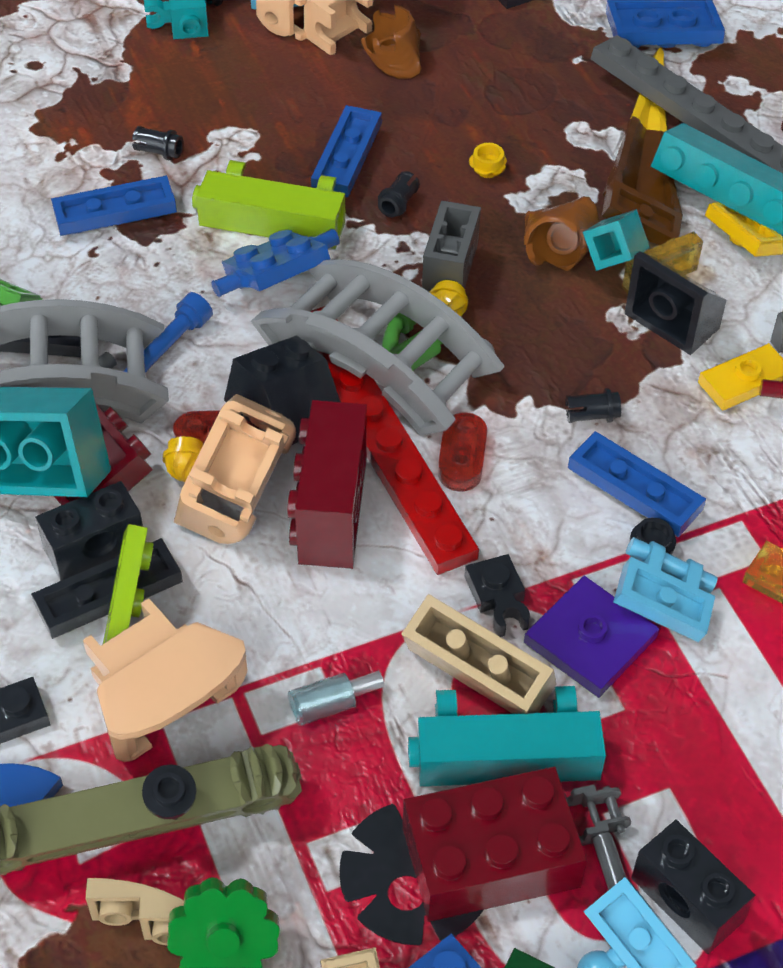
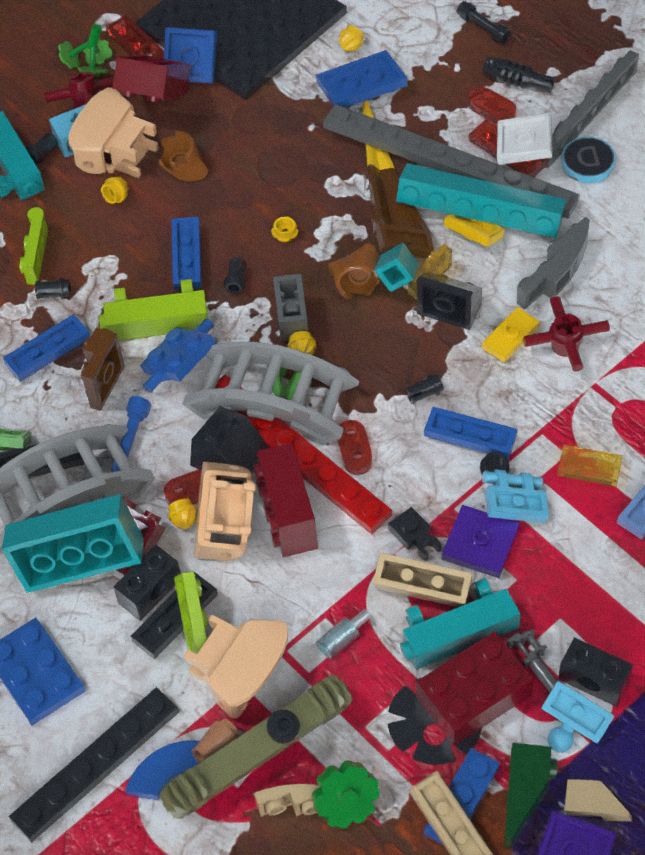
camera: 15 degrees left, 5 degrees up
(75, 776) = (217, 737): none -> nougat cone
(160, 87) = (34, 246): none -> lime plate
(166, 243) = (102, 366): none -> reddish brown plate
(291, 55) = (114, 190): none -> yellow plate

